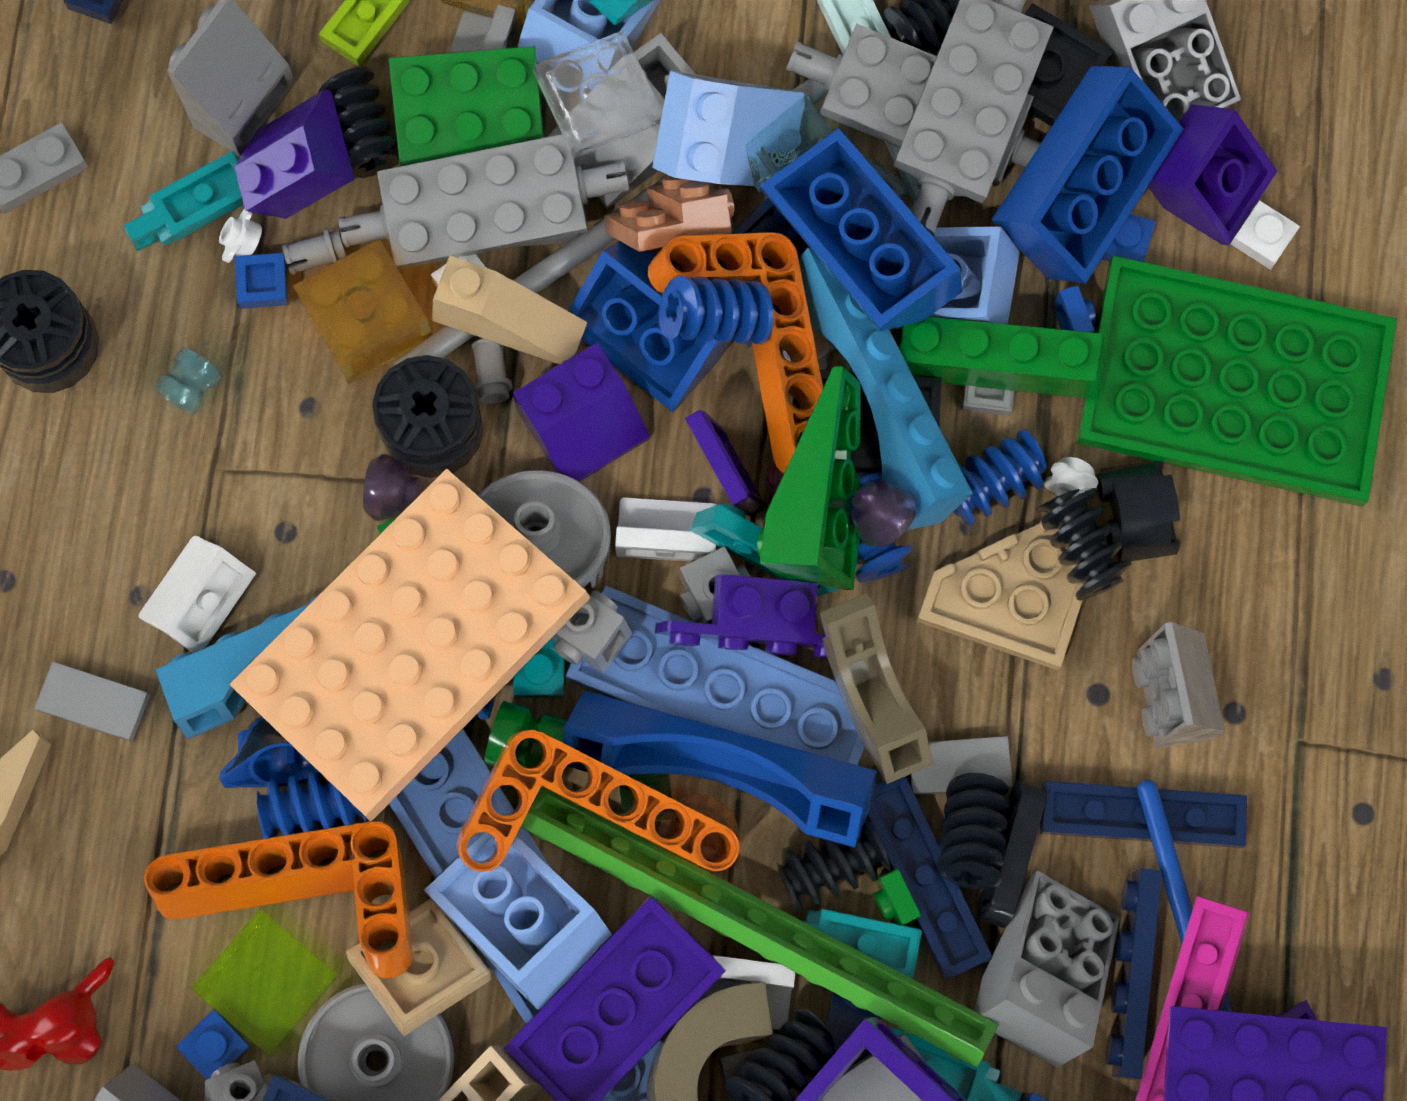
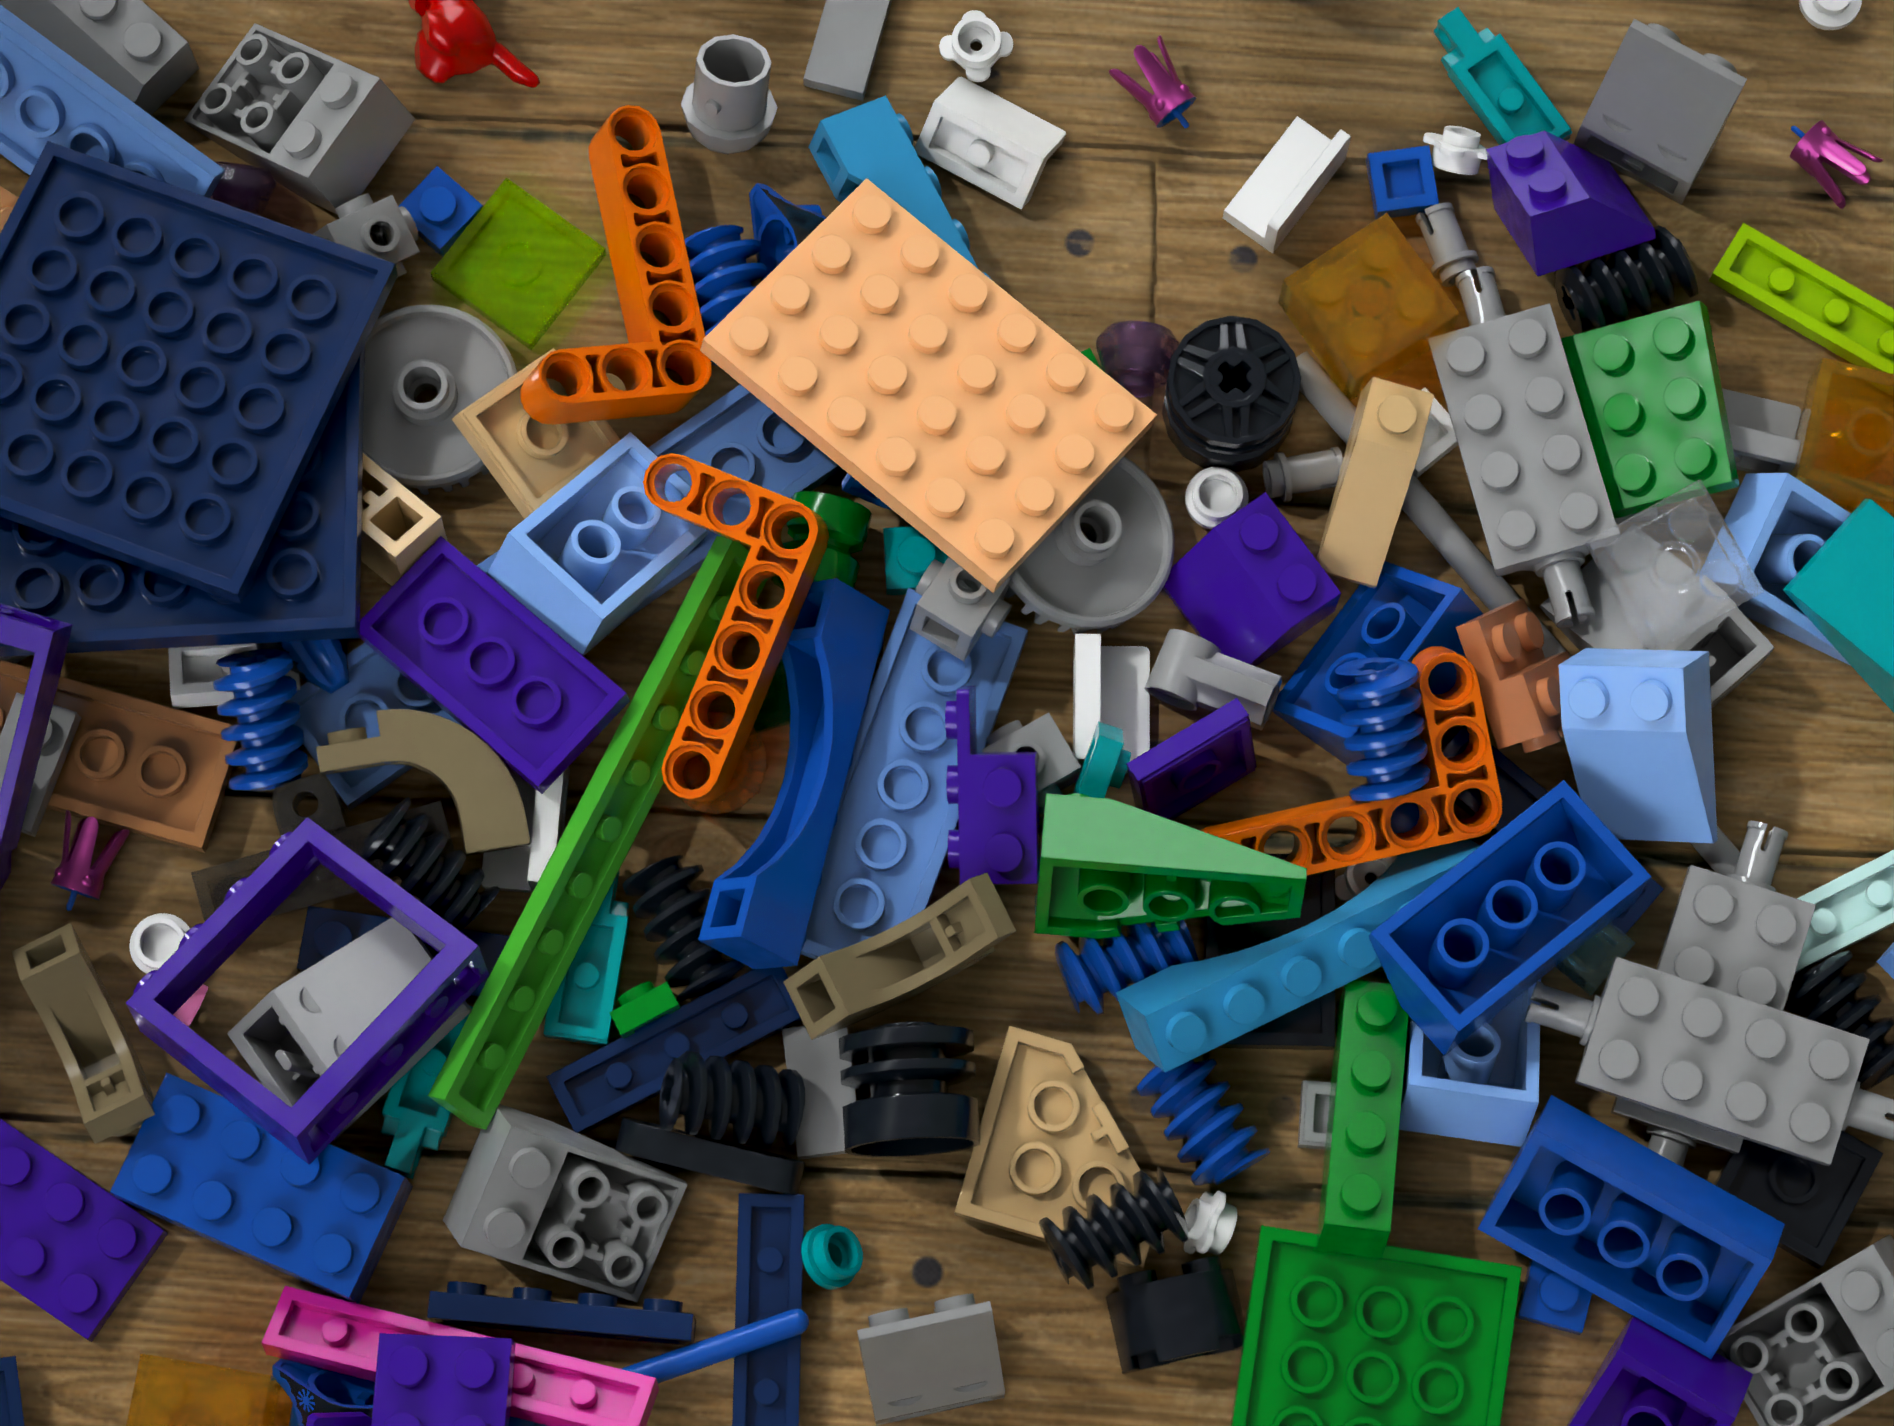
camera: 90 degrees right, 0 degrees up
(99, 600) = (976, 28): none -> white plate
(142, 796) = (730, 95): none -> light grey piece
(171, 449) = (1170, 94): none -> flat silver piece
(187, 380) = (1275, 106): clear light blue wheel -> none
(254, 367) = (1286, 183): none -> white panel
(505, 438) = (1215, 496): none -> white plate
(649, 459) = (1196, 674): none -> light grey piece
(785, 140) = (1642, 822): clear light blue slope -> none
(882, 512) = (1129, 953): clear purple cone -> none
(973, 692) = (909, 1082): none -> black wheel
(1073, 311) = (1435, 1224): blue plate -> none
(1090, 763) = (831, 1255): none -> teal plate

